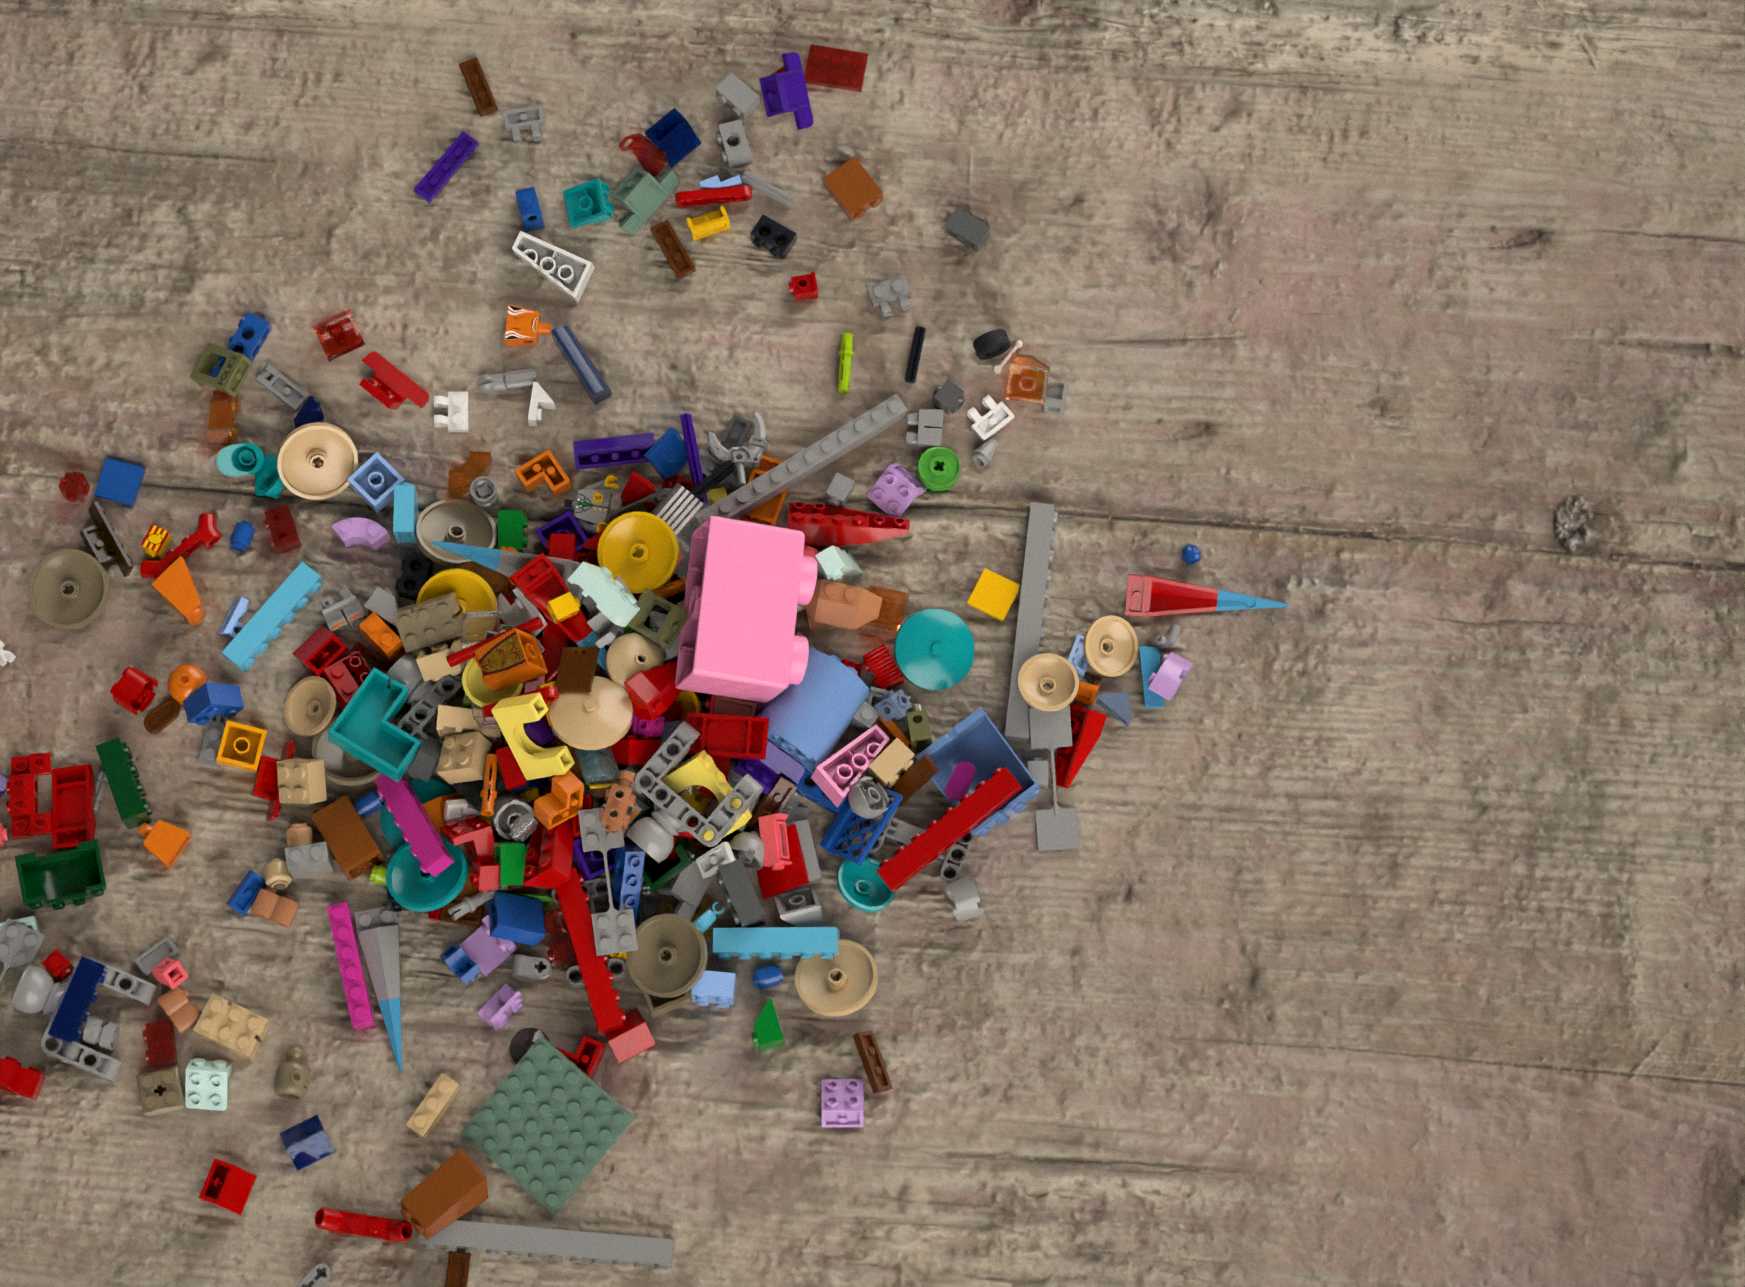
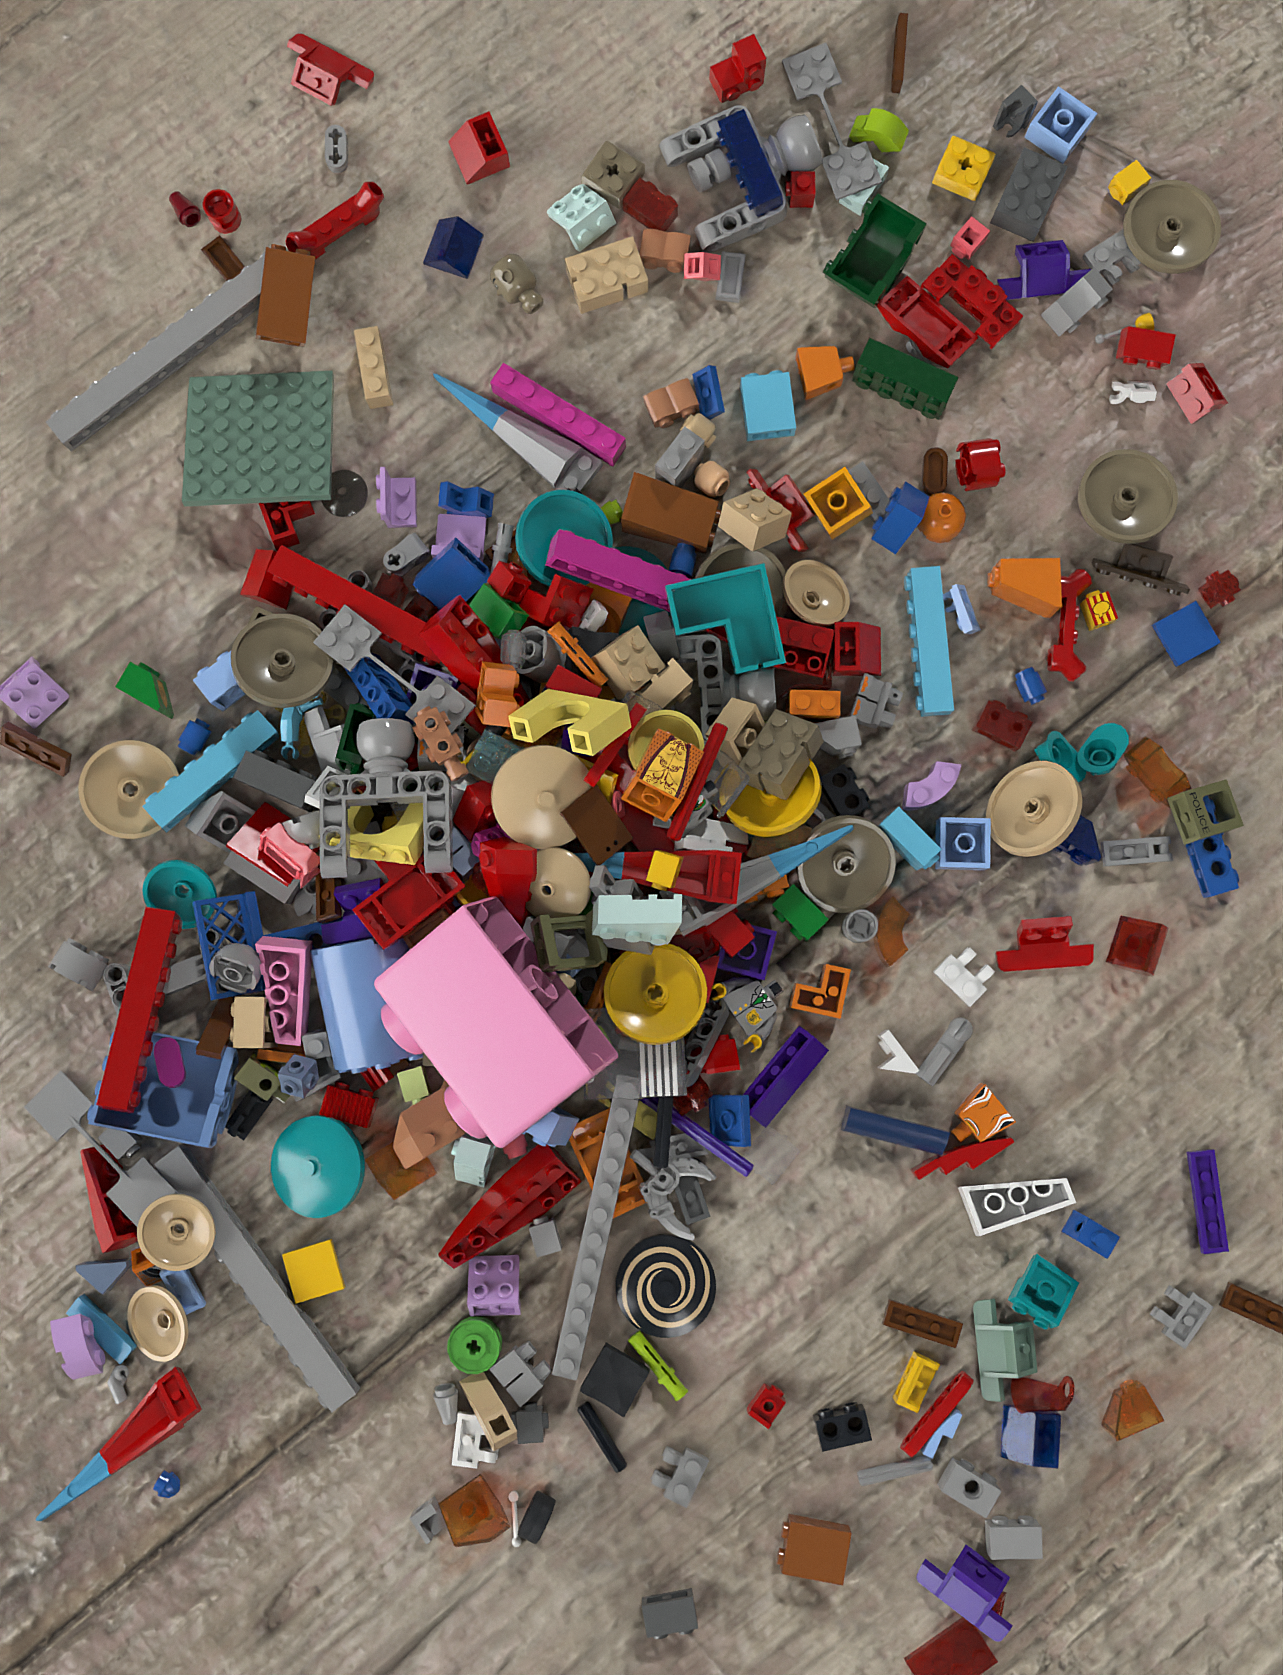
camera: 140 degrees right, 10 degrees up
(219, 850) = (767, 405): none -> medium azure brick
(552, 313) = (971, 1154): none -> red slope
(605, 101) = (1130, 1411): none -> clear orange slope
(798, 402) = (665, 1285): none -> black dish
(833, 642) = (414, 1084): none -> yellowish green brick
(876, 377) = (614, 1379): none -> black brick
(946, 721) = (247, 1115): none -> black hinge
(962, 423) = (489, 1410): none -> tan slope

